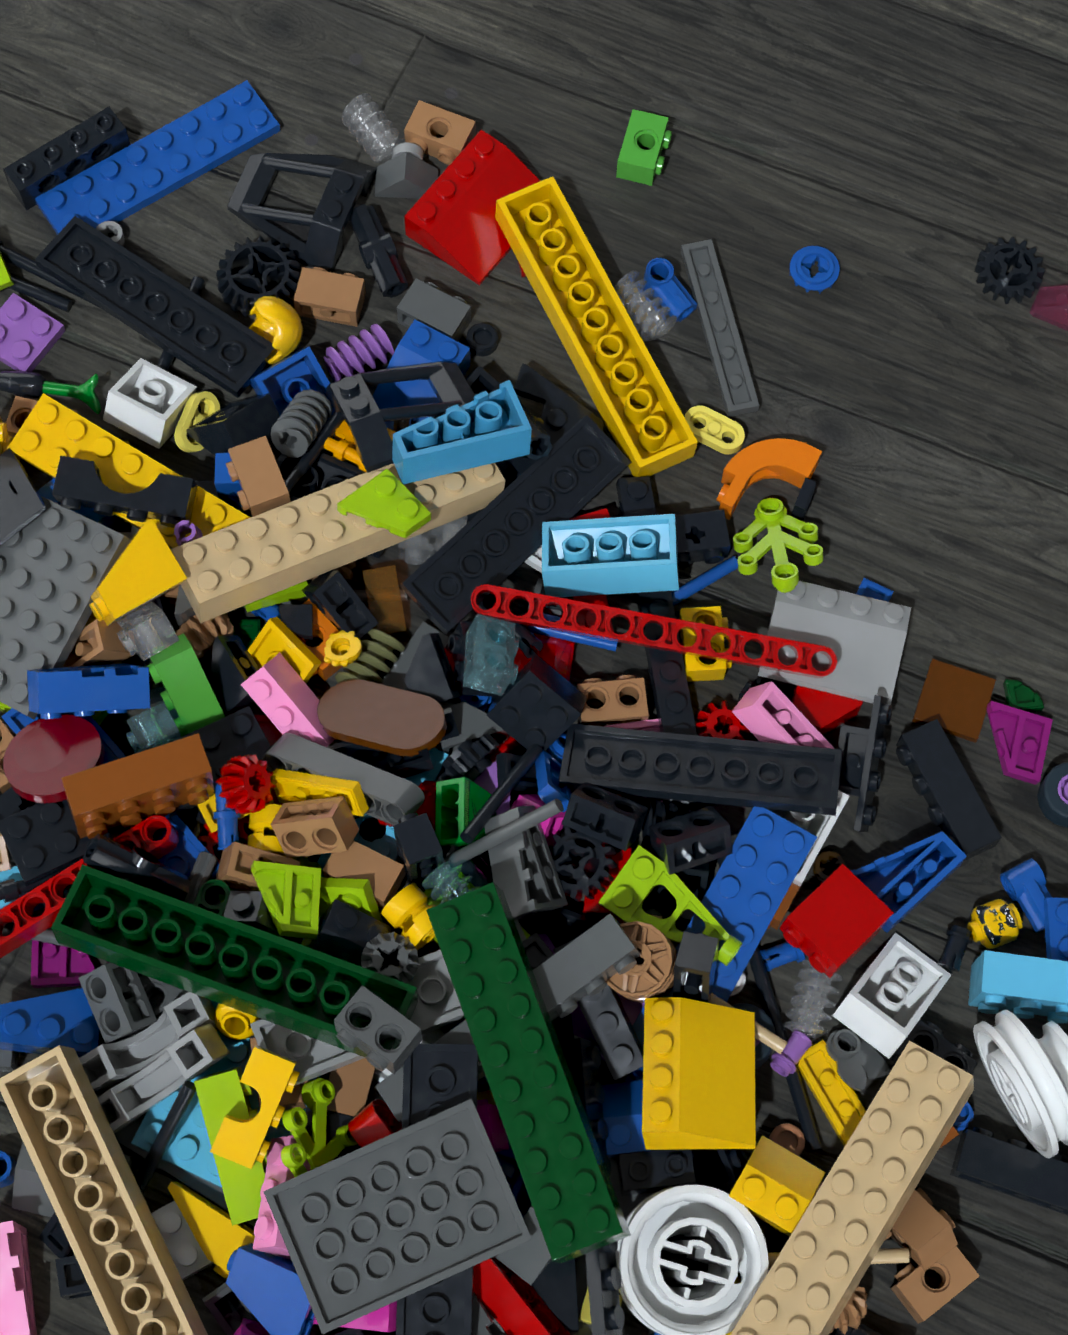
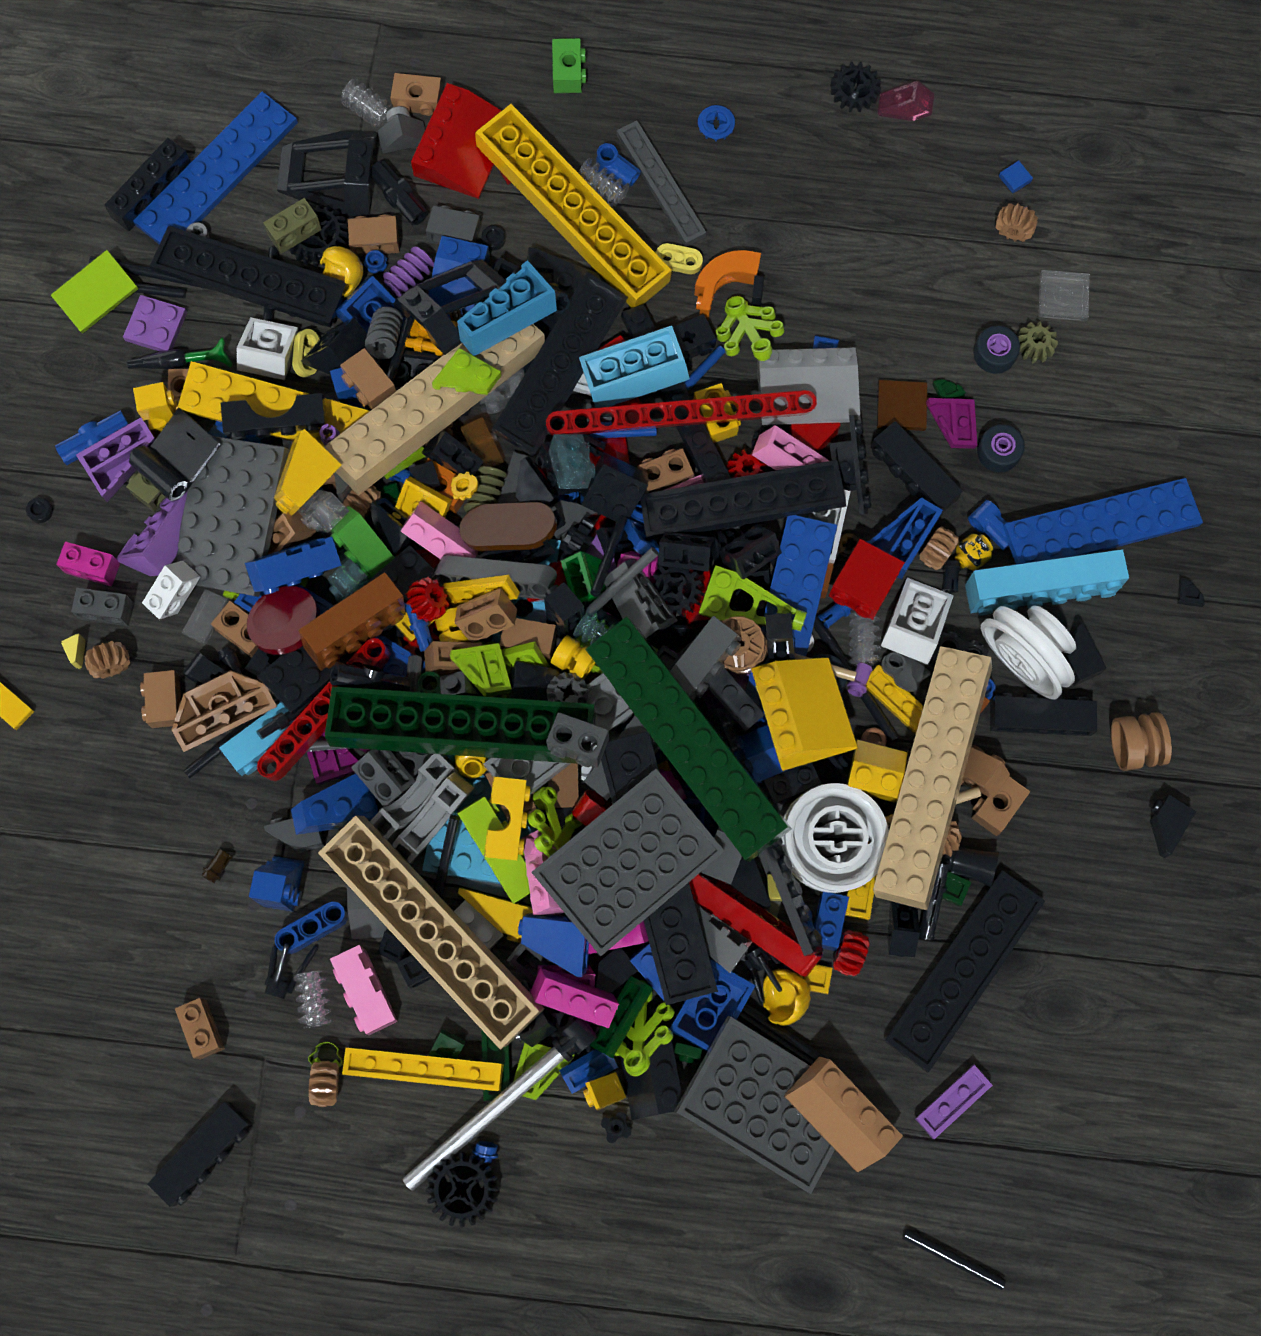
camera: 15 degrees left, 5 degrees up
(228, 257) = (292, 225): none -> olive brick
(322, 322) = (372, 256): none -> blue plate
(948, 905) = (939, 548): none -> medium nougat gear

